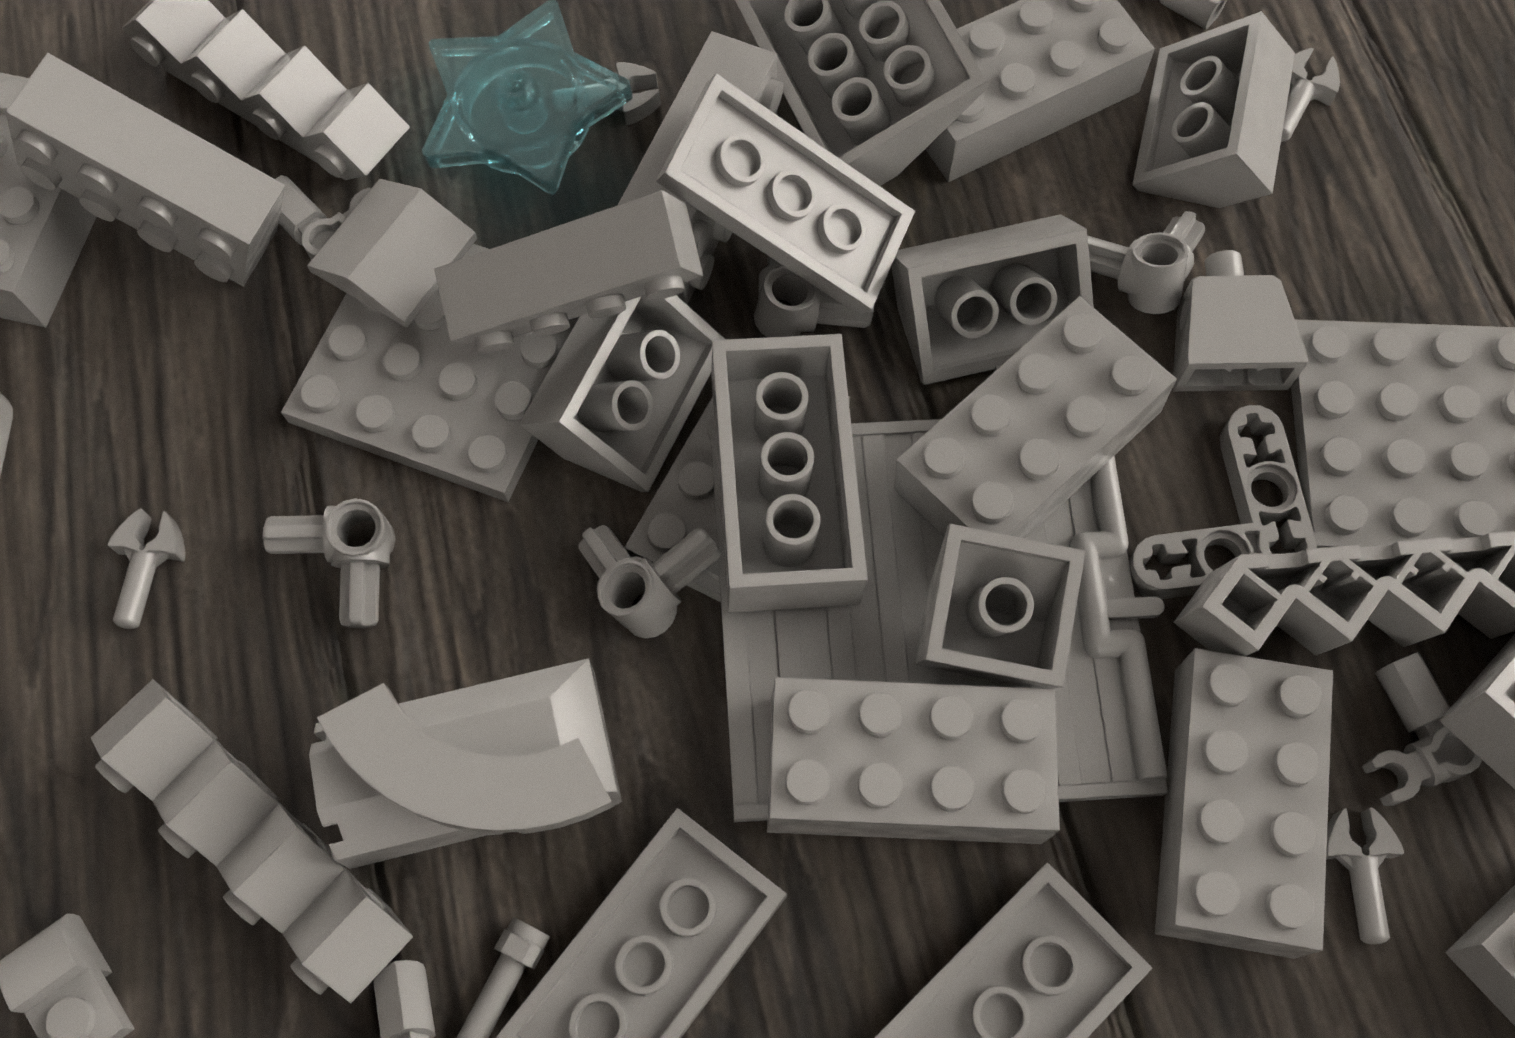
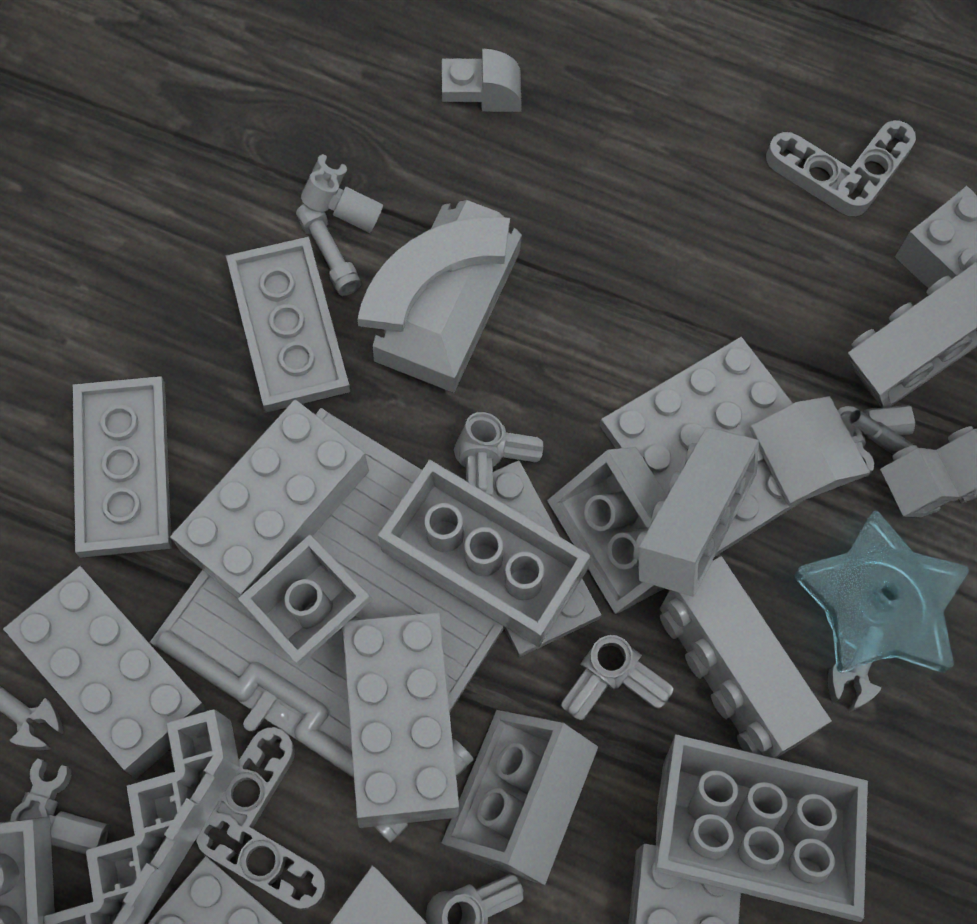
camera: 120 degrees right, 0 degrees up
(143, 561) = (697, 227): light grey bar -> none
(260, 849) = (514, 186): light grey brick -> none
(320, 195) = (879, 432): none -> flat silver pin
(329, 535) = (630, 315): light grey axle -> none
(786, 195) = (666, 680): plate -> none

